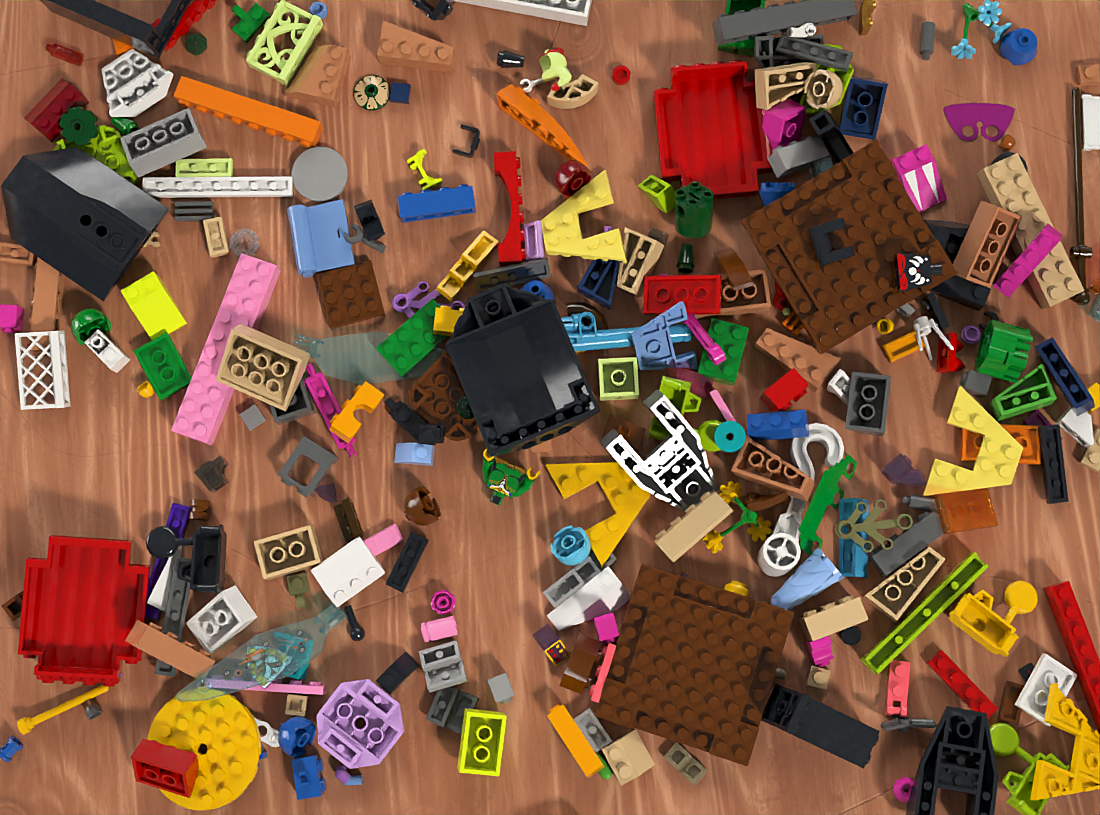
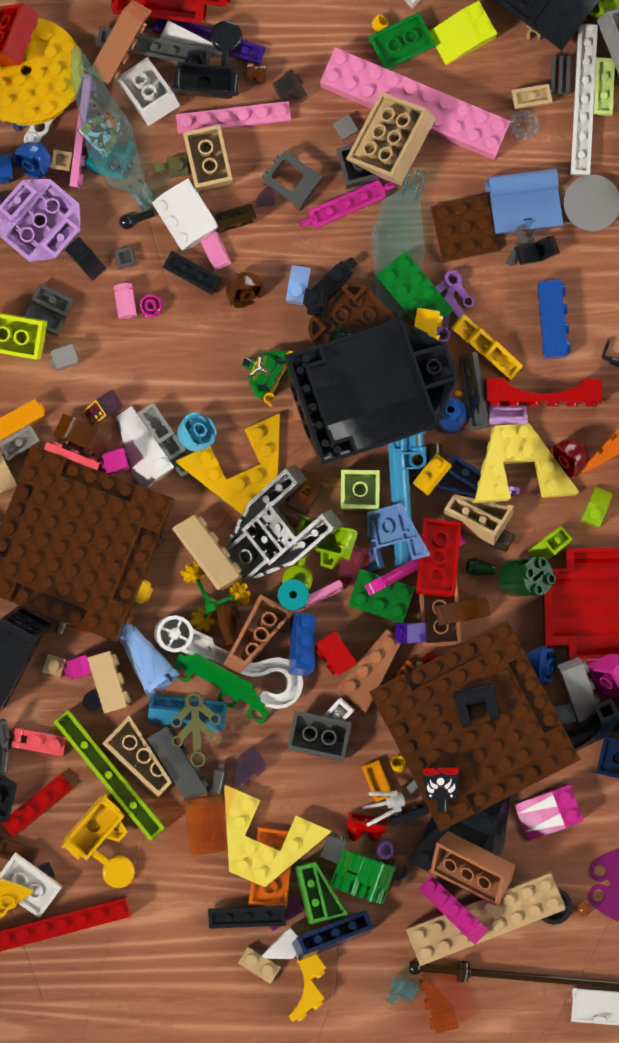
camera: 90 degrees right, 5 degrees up
(245, 530) = (235, 117): none -> bright pink plate
(365, 398) = (356, 238): light orange arch -> none
(394, 632) = (125, 257): none -> dark grey tile
(418, 159) = (601, 303): neon yellow piece -> none
(443, 666) = (88, 302): light grey brick -> none
(599, 307) = (432, 474): none -> yellow plate
(619, 152) = (596, 507): none -> lime slope
(758, 318) = (410, 632): none -> dark purple brick

